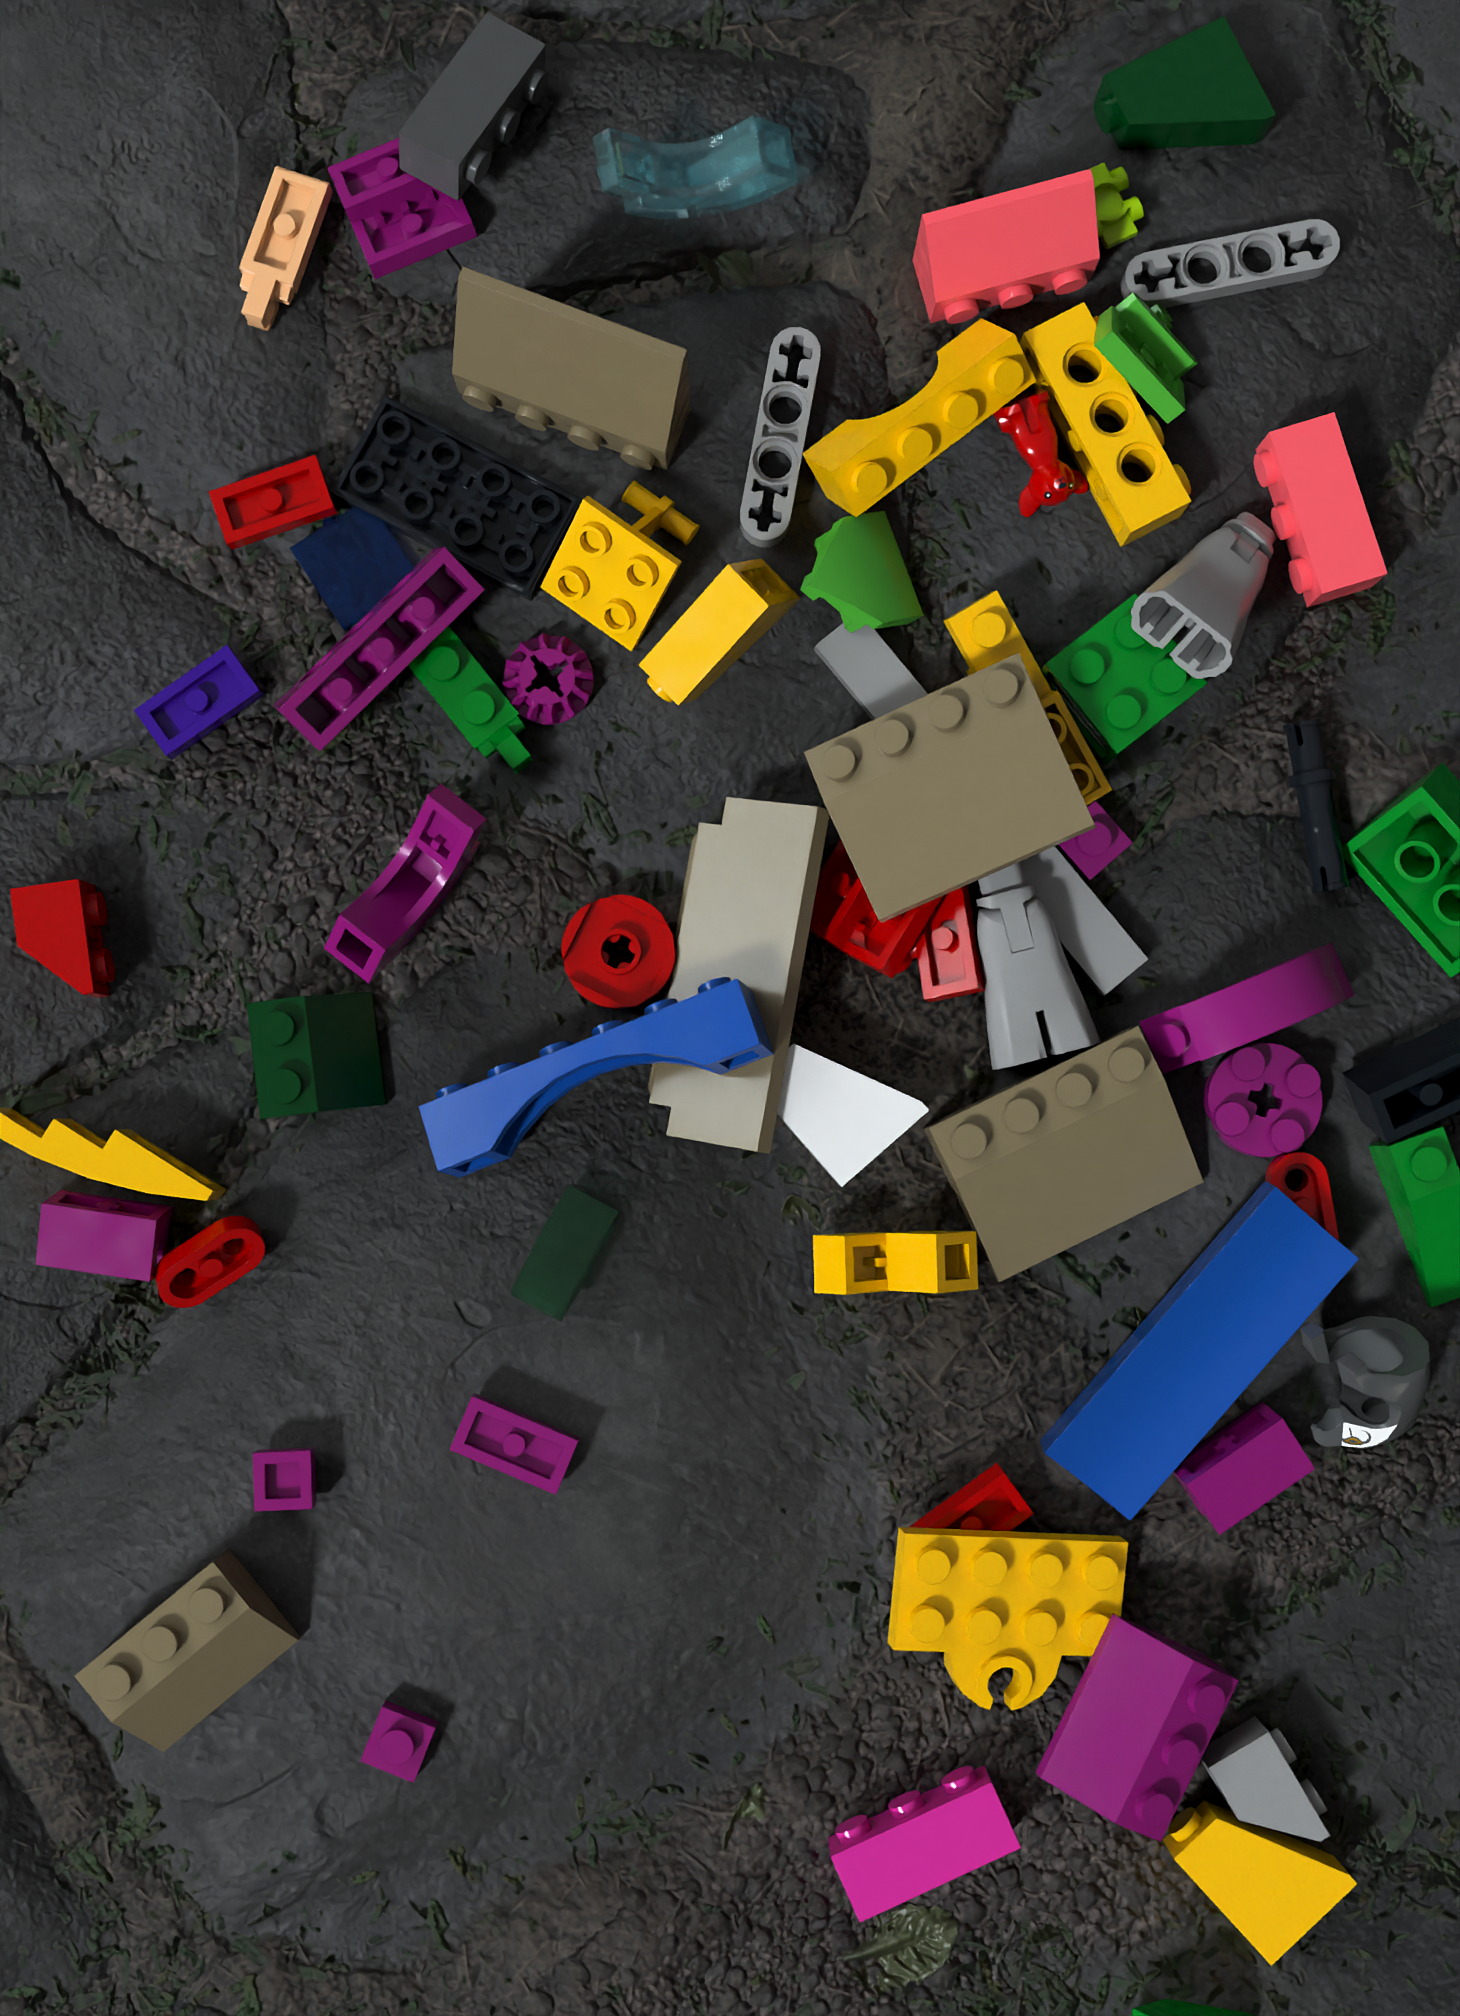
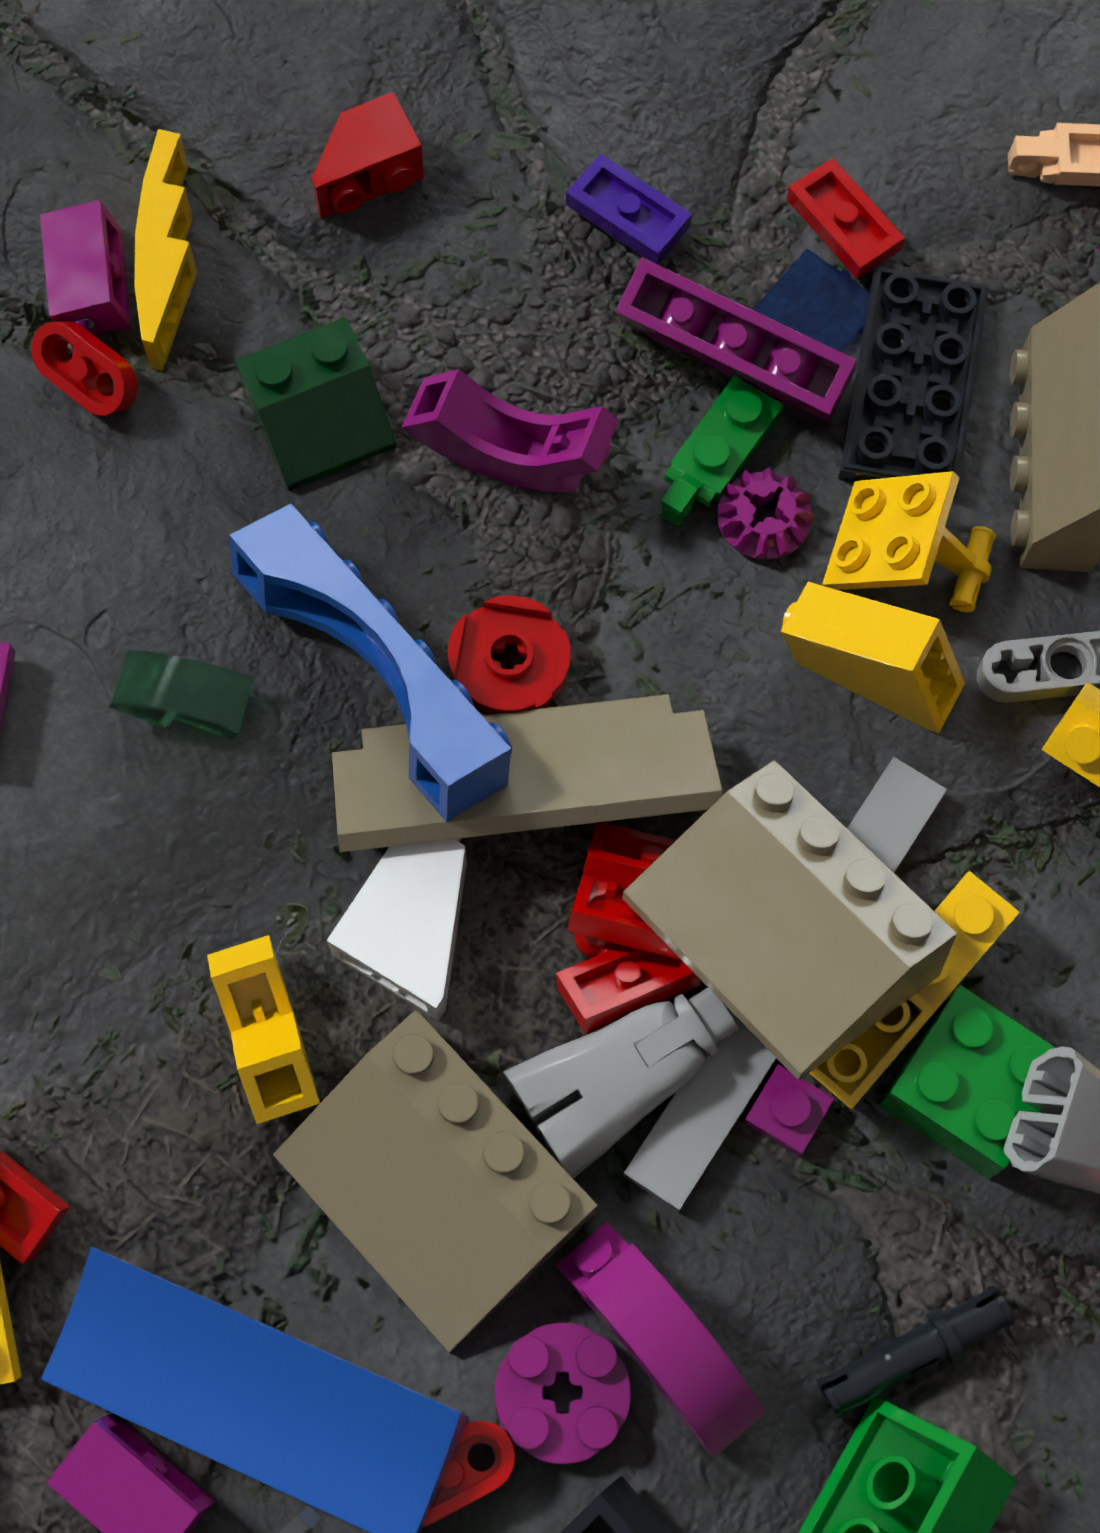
camera: 70 degrees right, 15 degrees down
(863, 574) = (986, 780): bright green slope -> none

